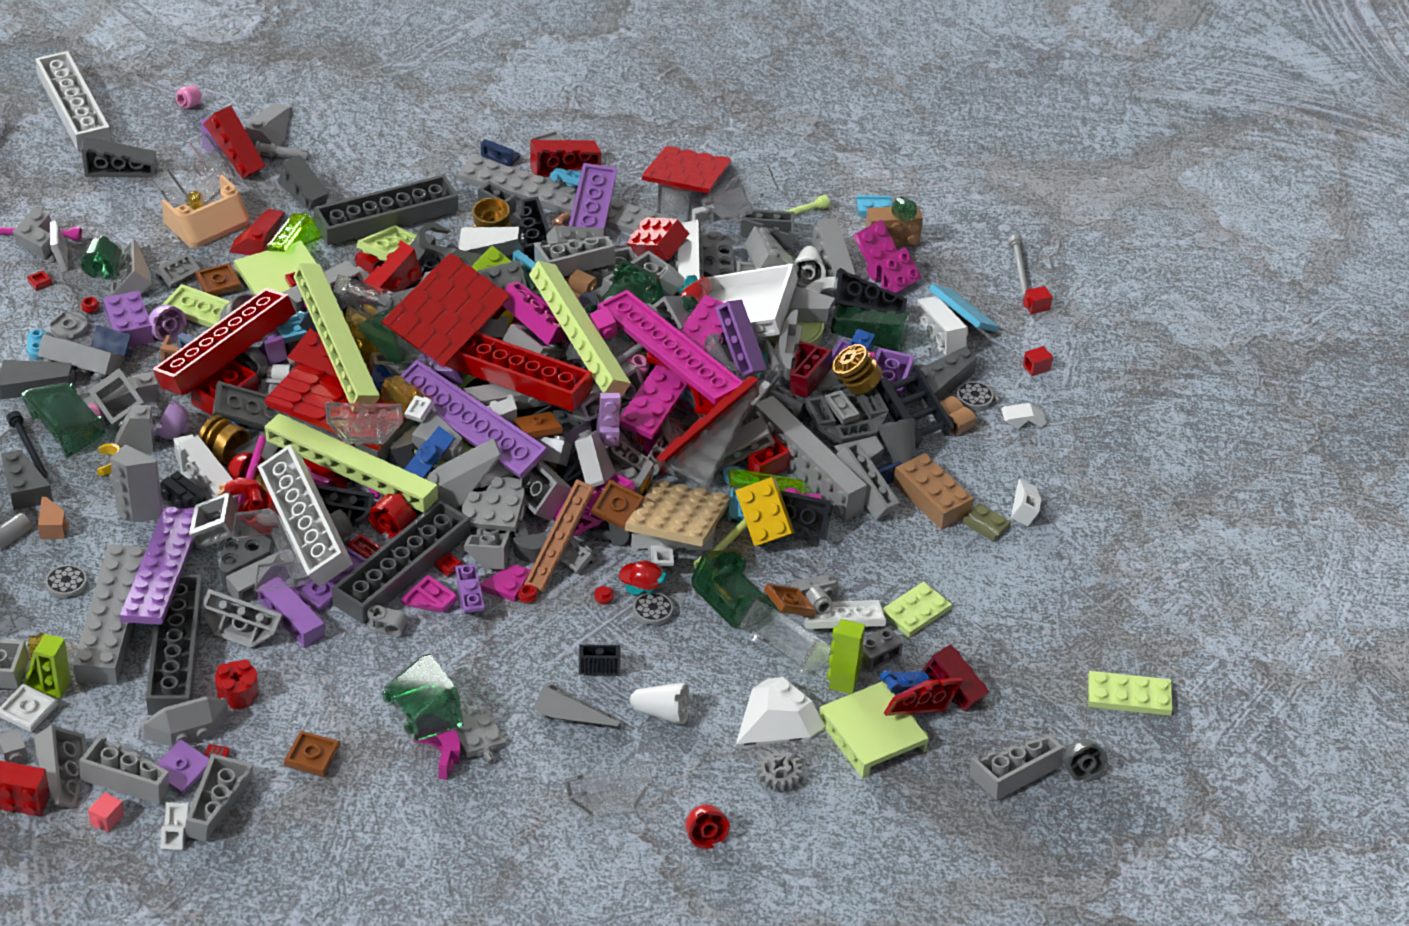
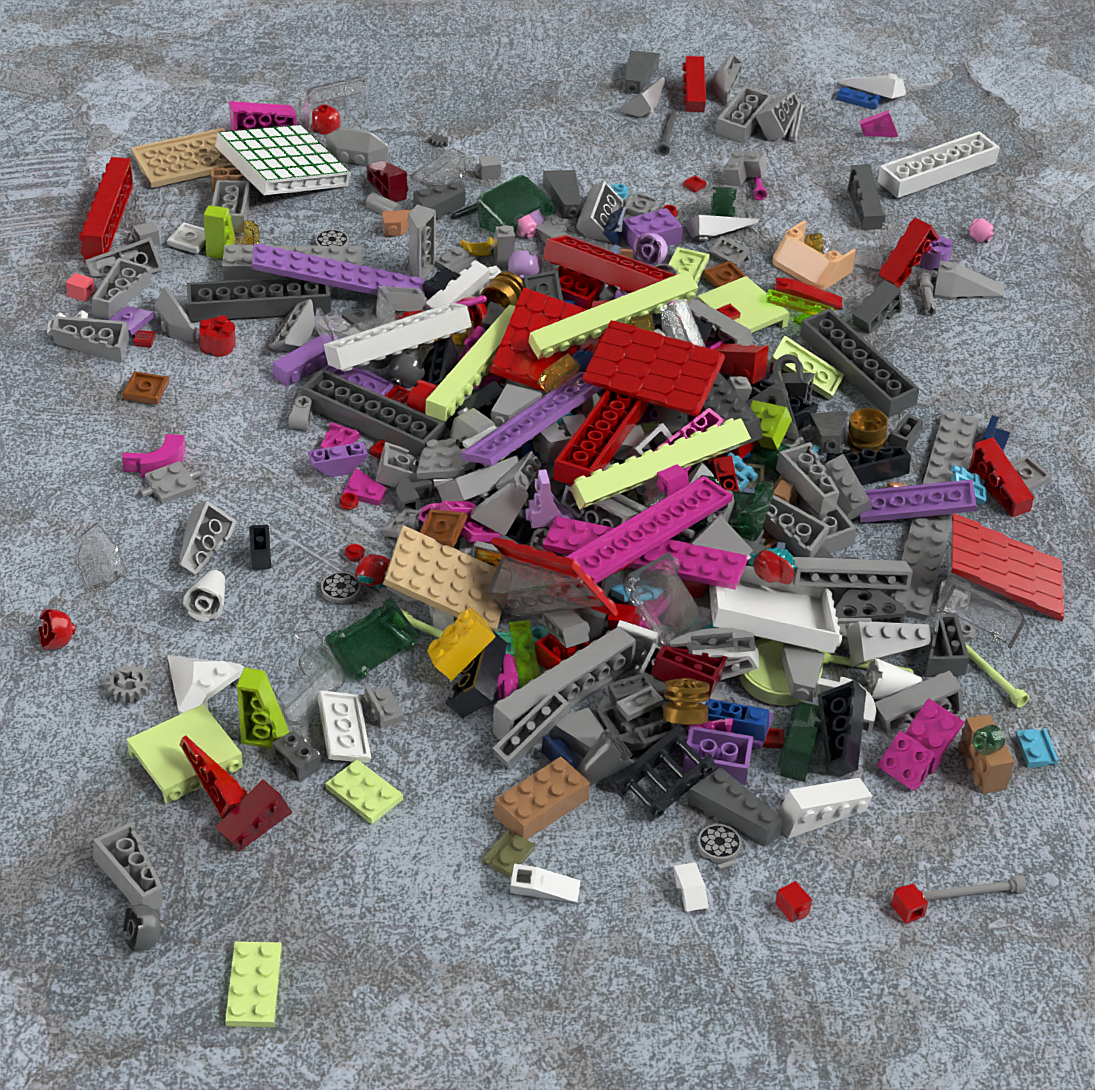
camera: 85 degrees right, 0 degrees up
(59, 246) = (731, 175): white plate -> none
(108, 386) = (537, 230): light grey window -> none
(245, 486) = (425, 303): red arm -> none
(364, 421) = (500, 341): clear wedge -> none
(419, 408) = (538, 381): white bracket -> none
(425, 699) = (176, 434): clear green windscreen -> none
(430, 452) = (486, 398): blue piece -> none
(539, 425) = (533, 460): dark orange plate -> none
(559, 535) = (406, 500): nougat tile -> none
(658, 236) = (874, 545): red brick -> none
(671, 280) = (785, 539): light grey brick -> none
(689, 303) = (735, 542): clear green plate -> none
(740, 338) = (690, 591): medium lavender brick -> none
(790, 600) = (342, 672): dark orange plate -> none
(819, 600) = (350, 699): light grey brick -> none
(902, 681) = (244, 772): blue plate -> none
(962, 417) = (674, 820): medium nougat brick -> none
(964, 308) = (864, 826): medium azure tile -> none

